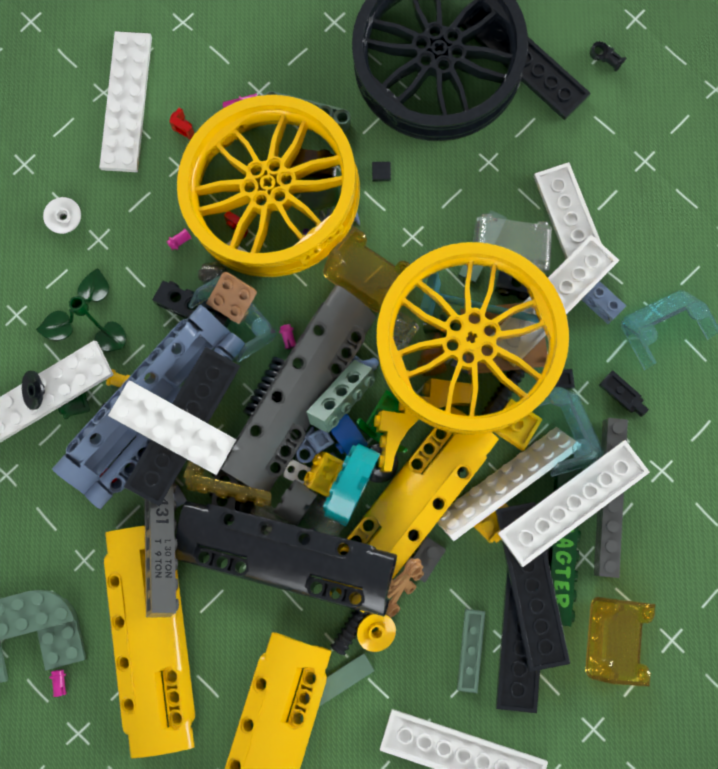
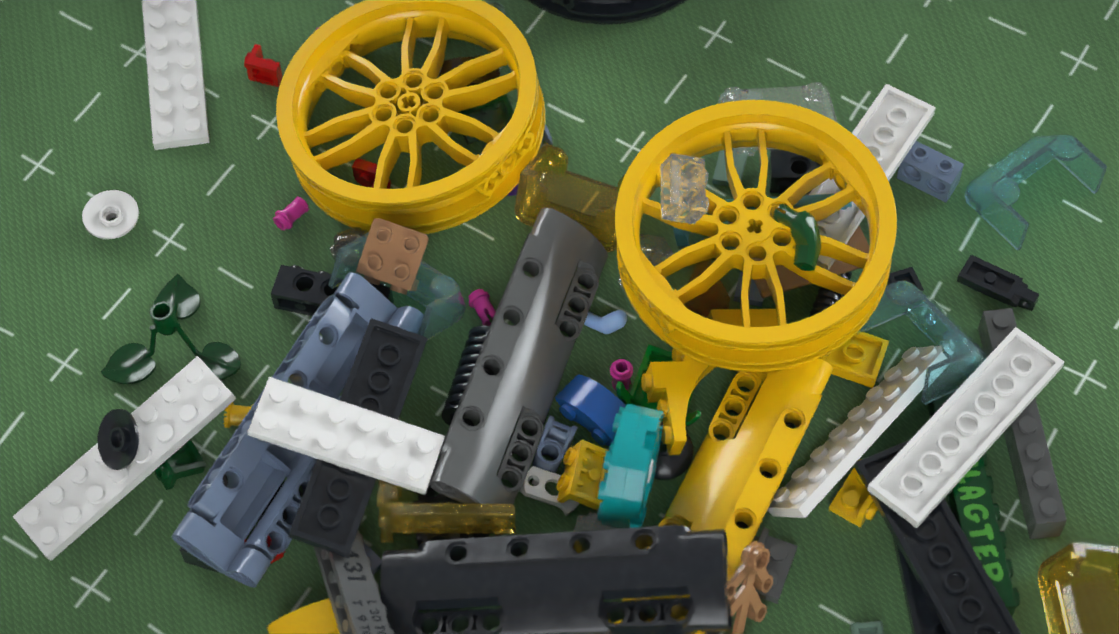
camera: 10 degrees left, 20 degrees down
(295, 503) = (553, 513): dark grey brick -> none
(320, 440) = (568, 427): sand blue tile -> none
(341, 396) = (584, 361): sand green brick -> none
(364, 401) = (621, 371): none -> dark pink pin
(381, 171) = (565, 73): black tile -> none
(424, 302) = (678, 188): none -> clear brick
(501, 354) = (805, 234): none -> dark green arm
(565, 207) = (838, 63): white plate -> none

